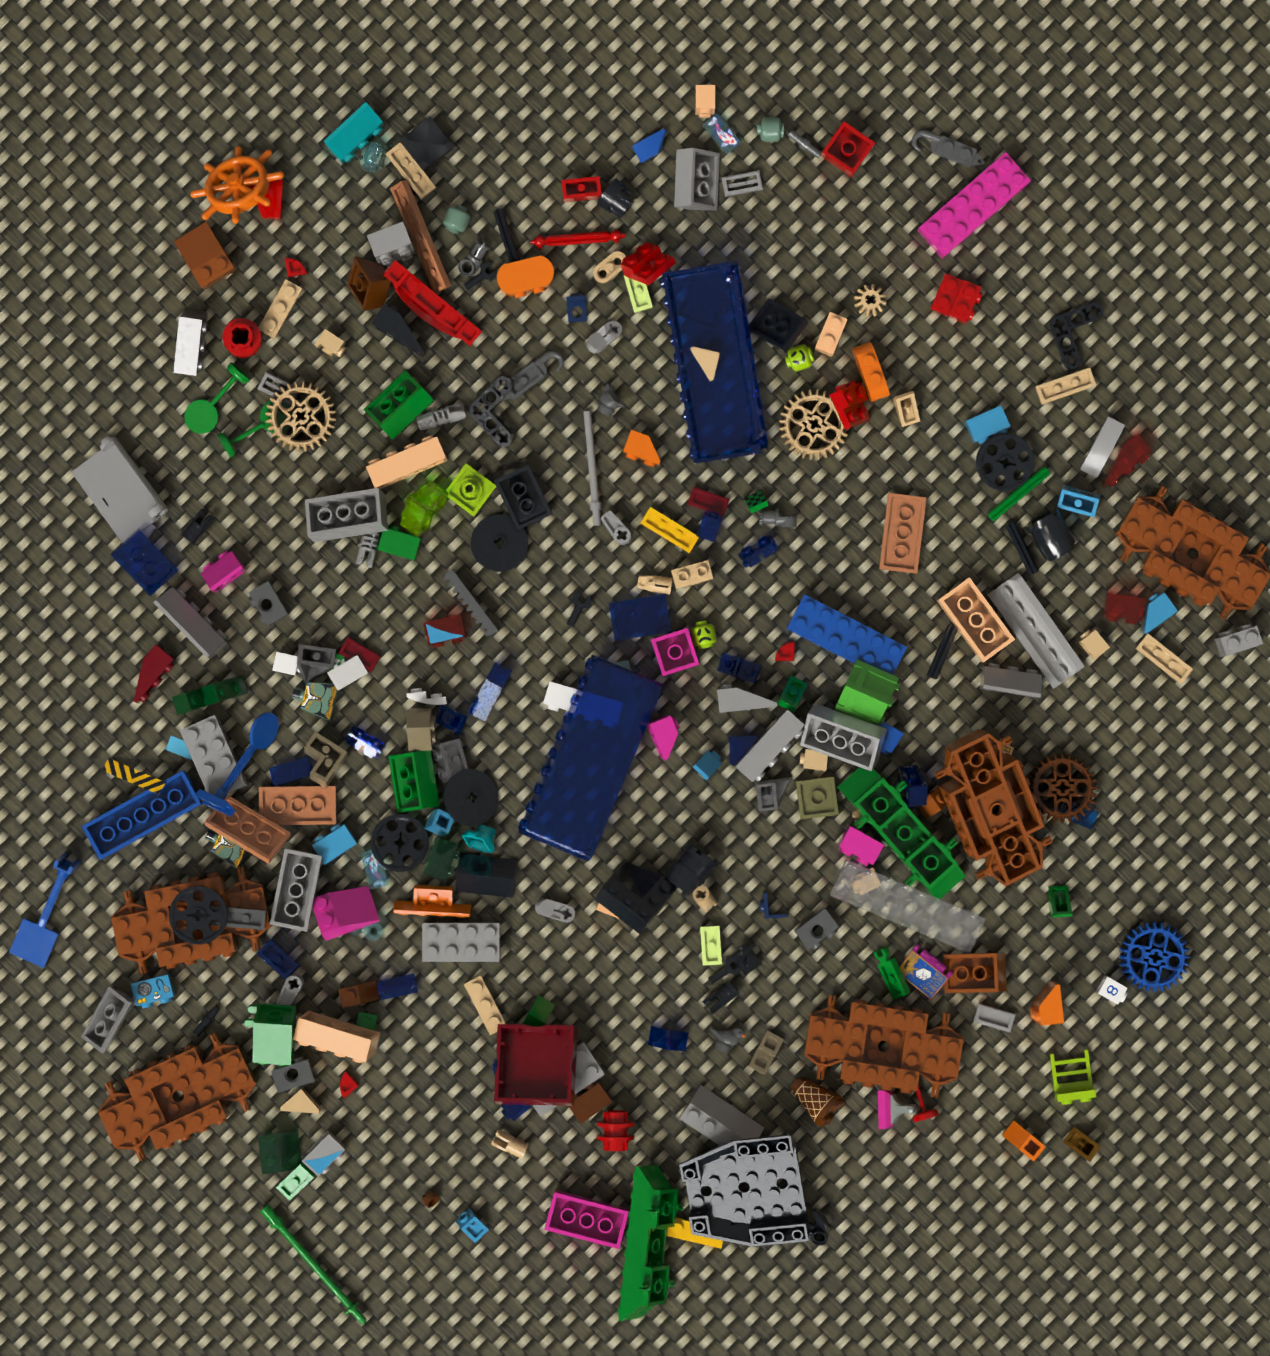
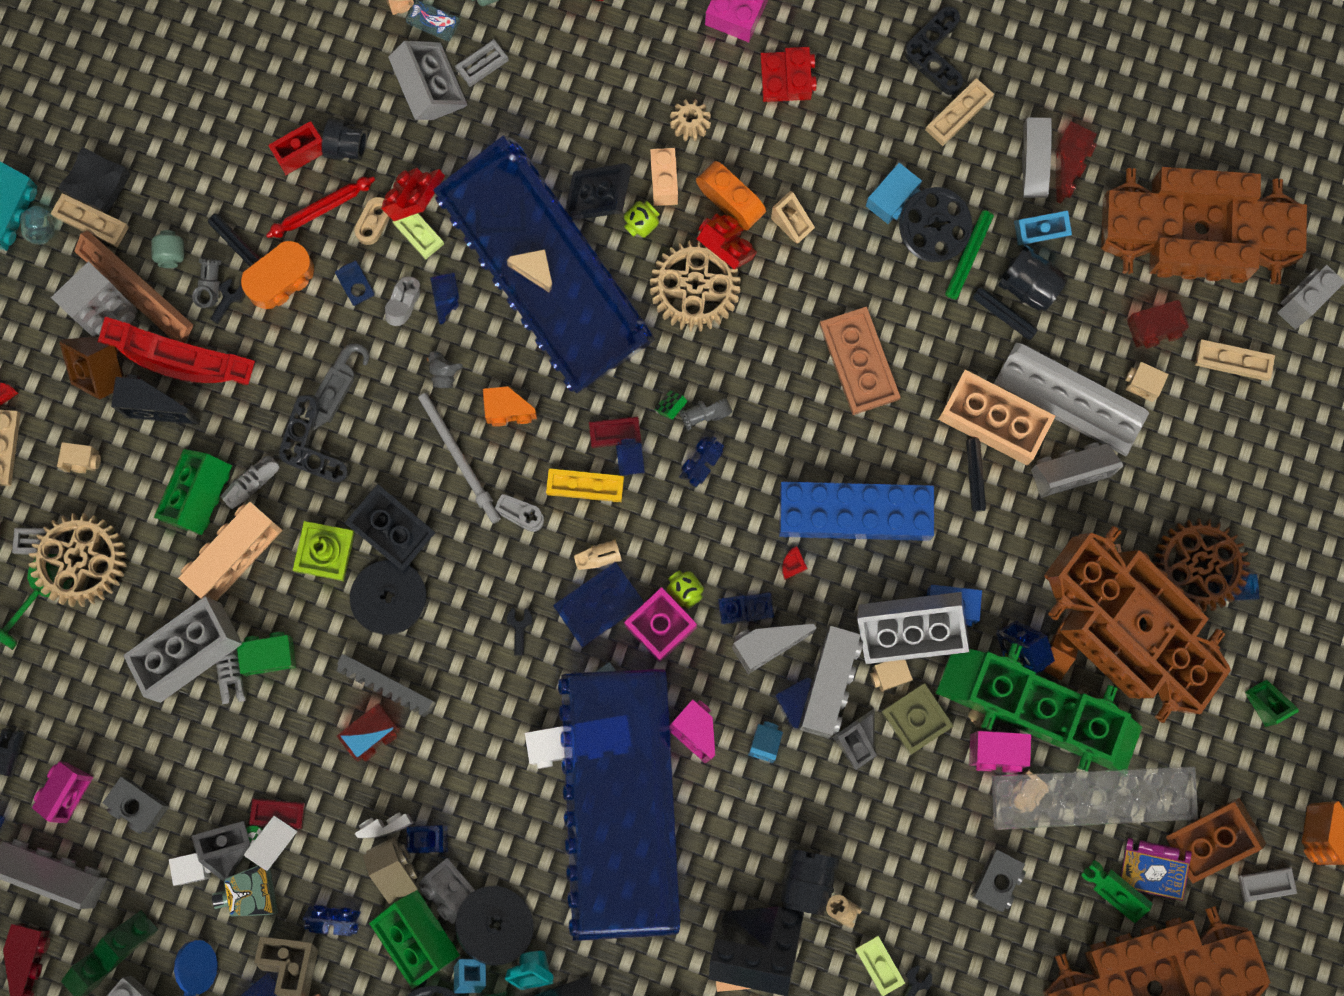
camera: 25 degrees left, 10 degrees down
(422, 506) = (272, 595): clear neon green brick -> none
(490, 691) = (458, 781): clear blue slope -> none
(636, 346) = (445, 295): none -> clear blue slope
(650, 146) = (356, 68): blue slope -> none
(692, 574) = (636, 524): tan brick -> none
(747, 958) = (932, 960): black bracket -> none
(764, 907) = (921, 884): dark blue bracket -> none
(792, 693) = (825, 607): green plate -> none
(867, 693) = (915, 561): bright green container -> none
(1157, 611) = (1199, 308): dark azure slope -> none

